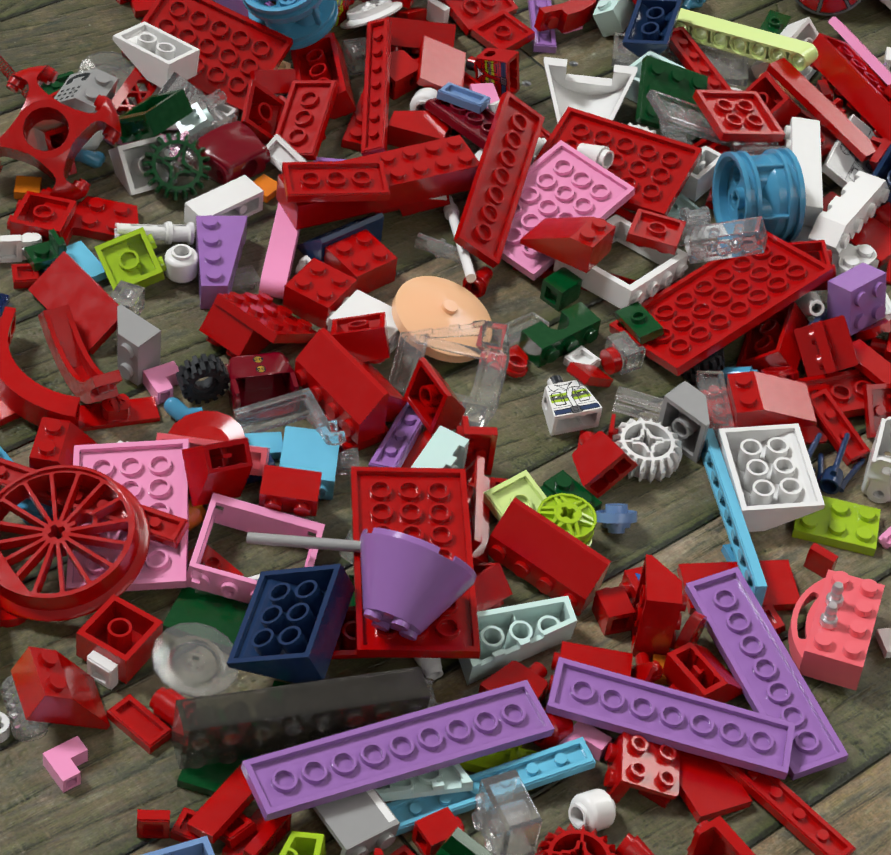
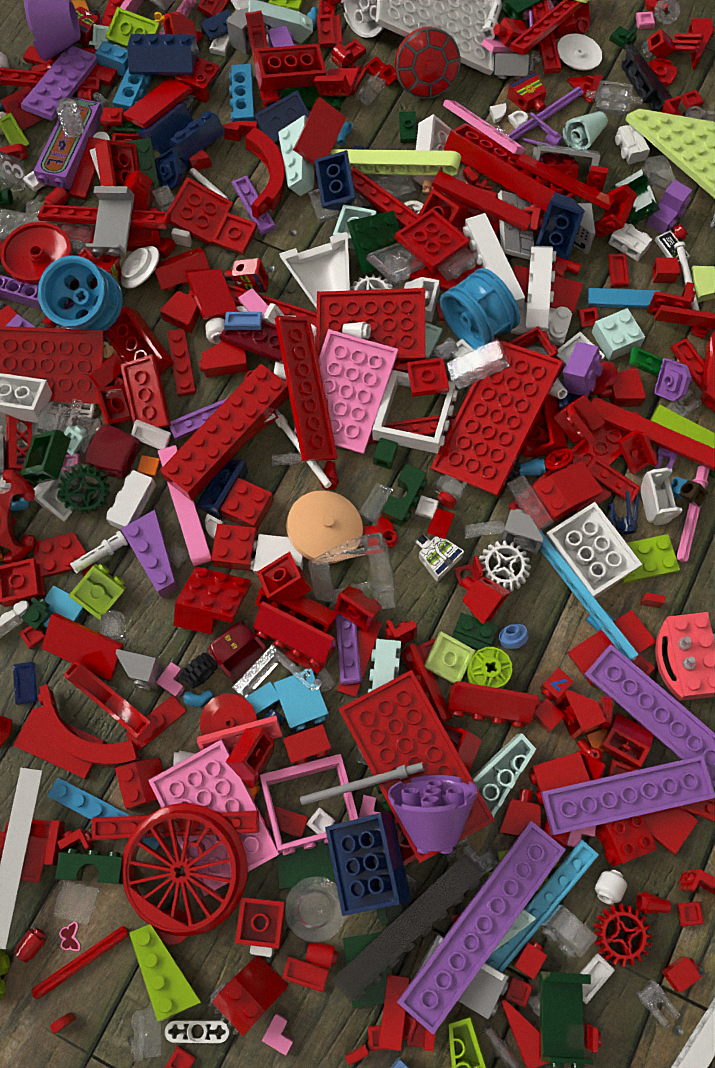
camera: 15 degrees left, 25 degrees up
(181, 263) = (131, 572): white head -> none
(335, 181) = (202, 459): red tile -> none
(355, 54) = (148, 309): clear brick -> none
(376, 87) = (179, 339): red tile -> none
(572, 240) = (377, 420): red slope -> none
(639, 323) = (452, 462): dark green plate -> none

